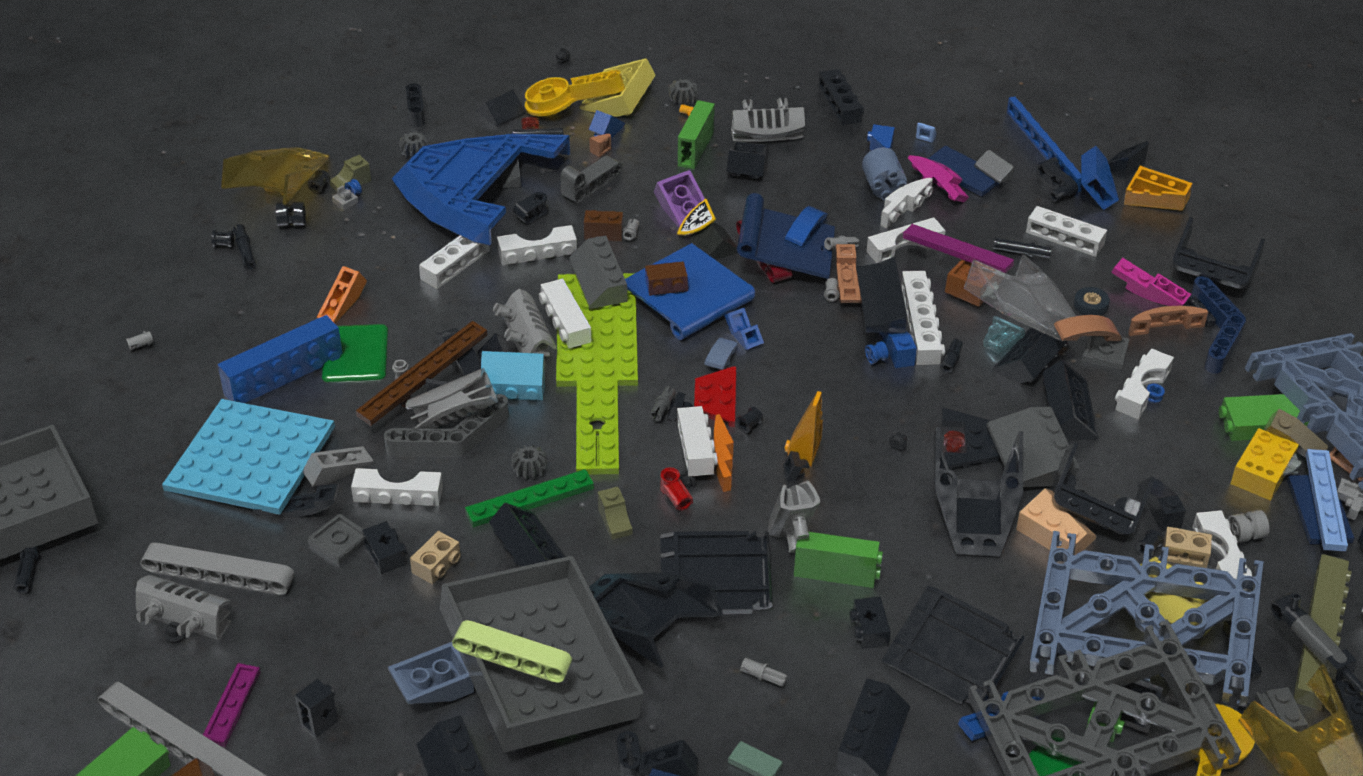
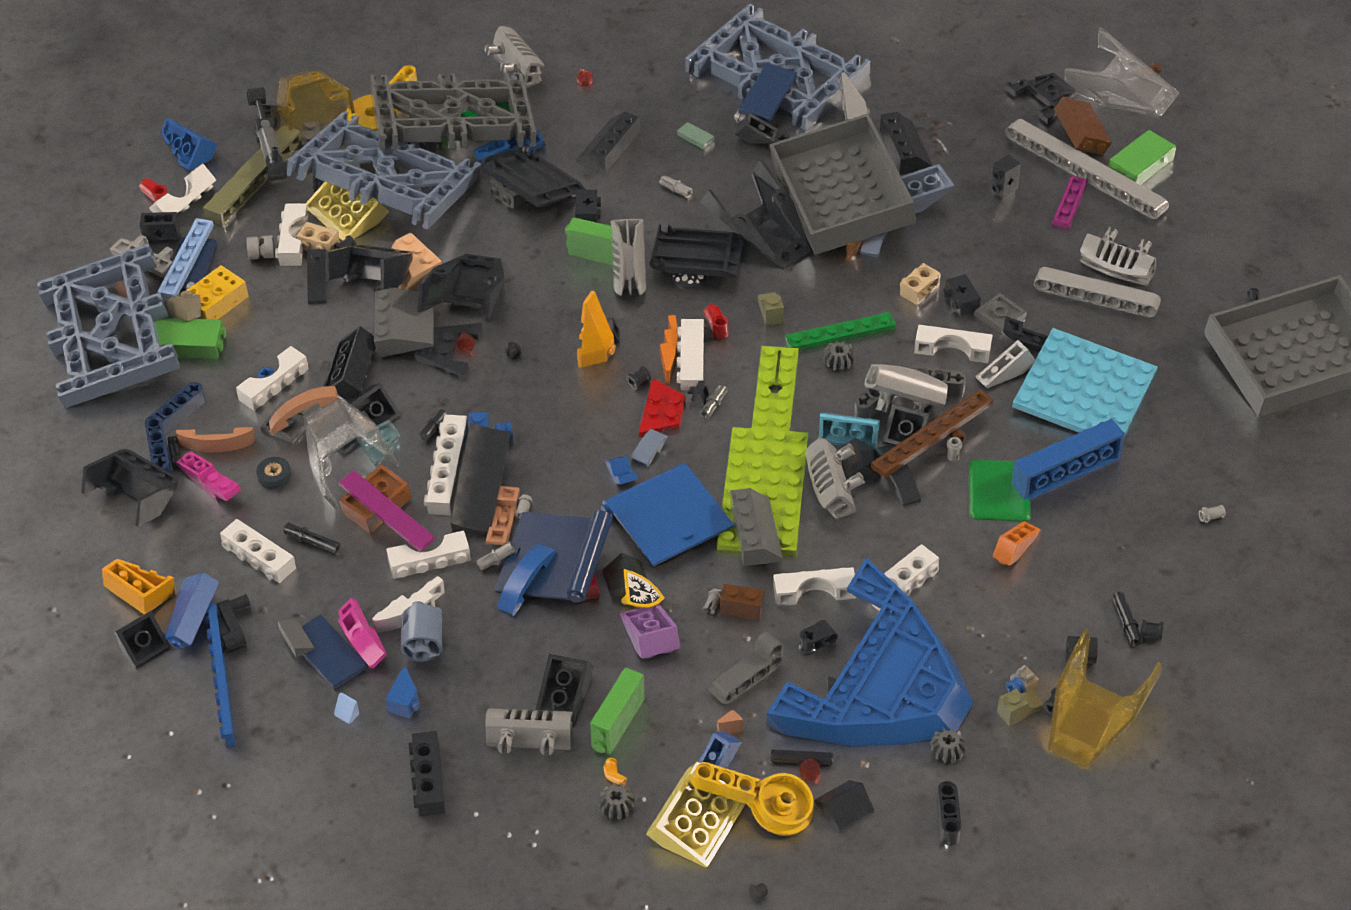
camera: 170 degrees left, 5 degrees up
(512, 651) = (863, 150): yellowish green beam -> none
(524, 536) = (841, 287): black slope -> none
(565, 313) = (794, 484): white brick -> none
(666, 278) = (689, 504): reddish brown brick -> none

